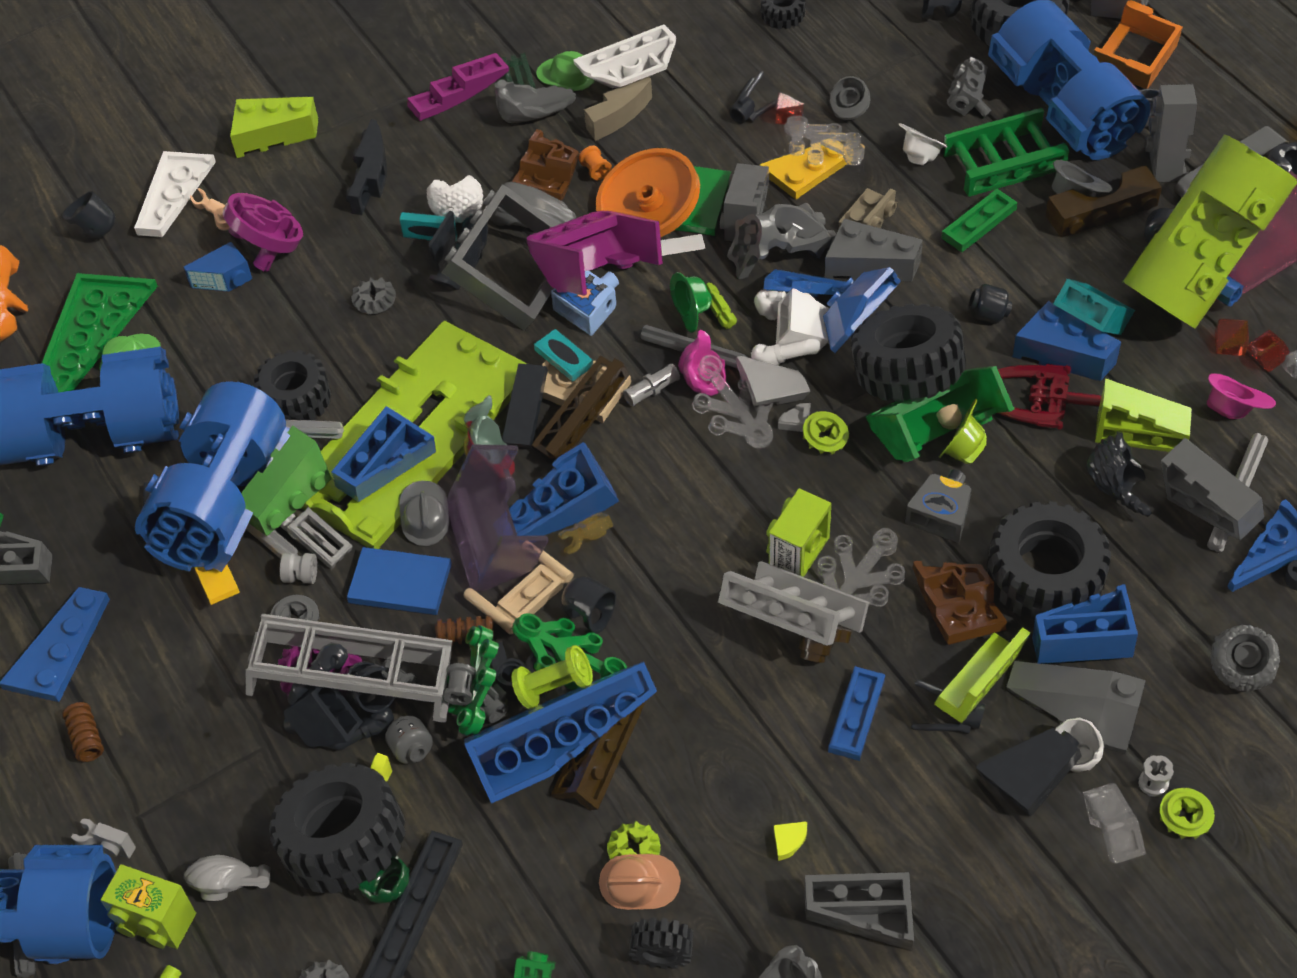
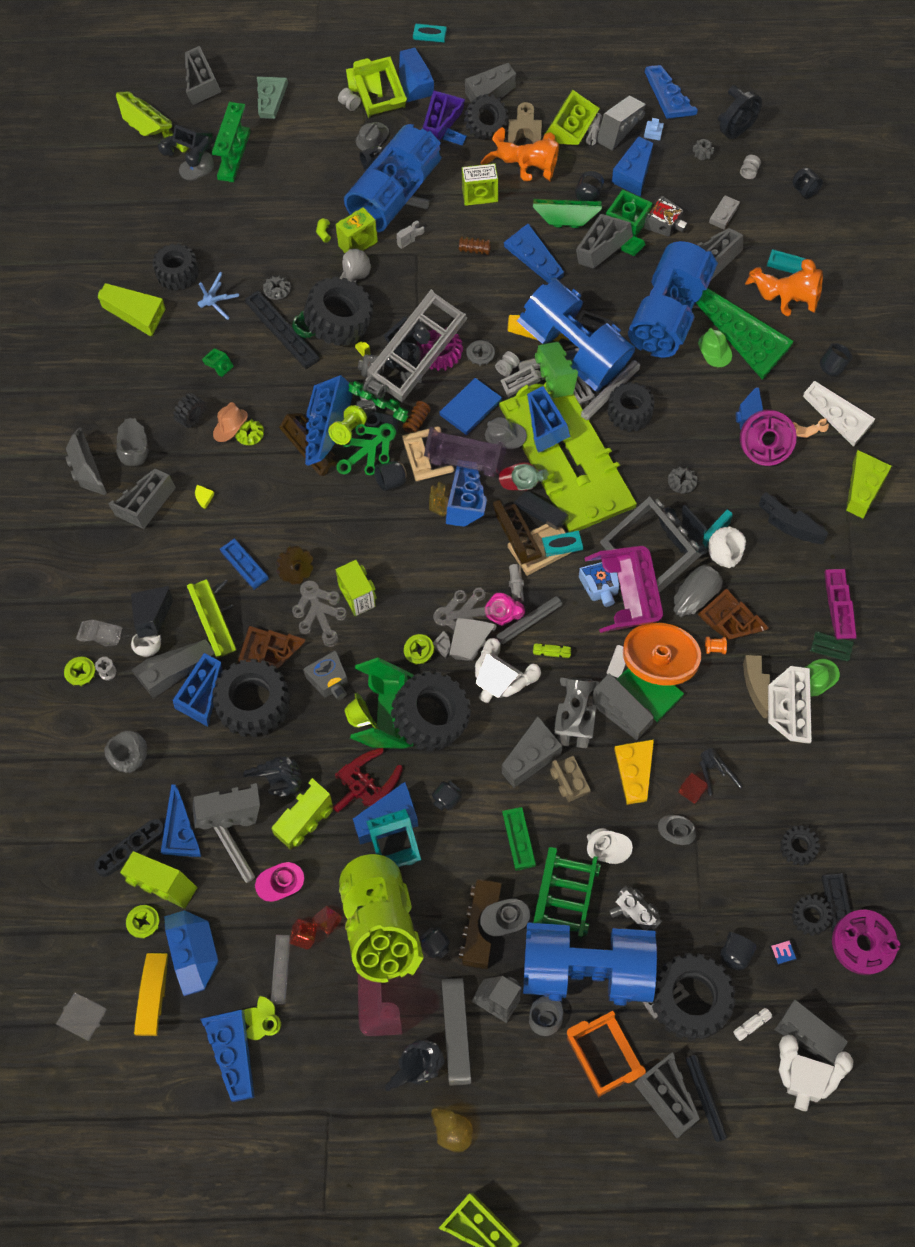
camera: 120 degrees right, 10 degrees up
(526, 103) = (795, 634): dark grey hair -> none
(690, 298) = (560, 634): green piece -> none
(793, 602) = (298, 540): light grey fence -> none
(798, 127) = (648, 785): clear plant -> none
(813, 285) = (535, 699): blue wing -> none
(857, 303) = (489, 711): blue wedge -> none
(949, 416) = (381, 717): tan hinge -> none

